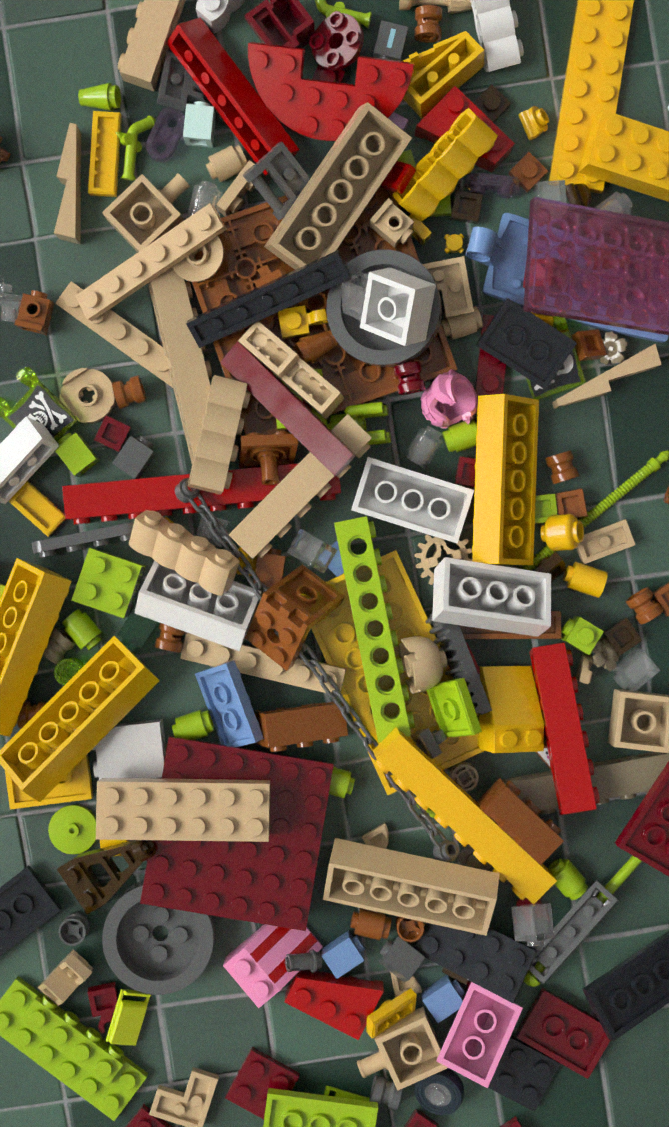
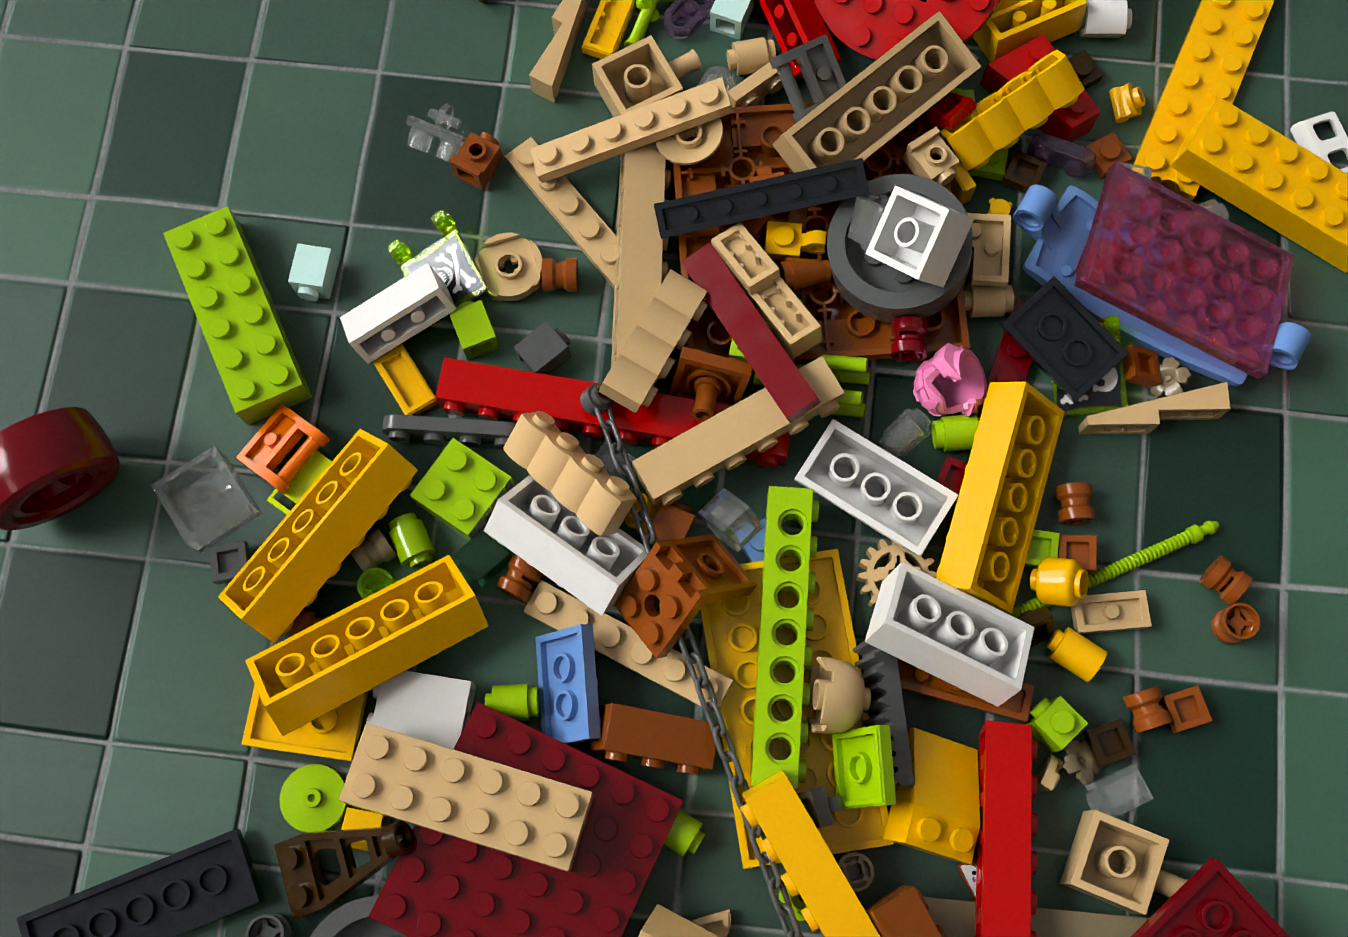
camera: 15 degrees right, 15 degrees down
(113, 433) = (524, 316): dark red plate -> none

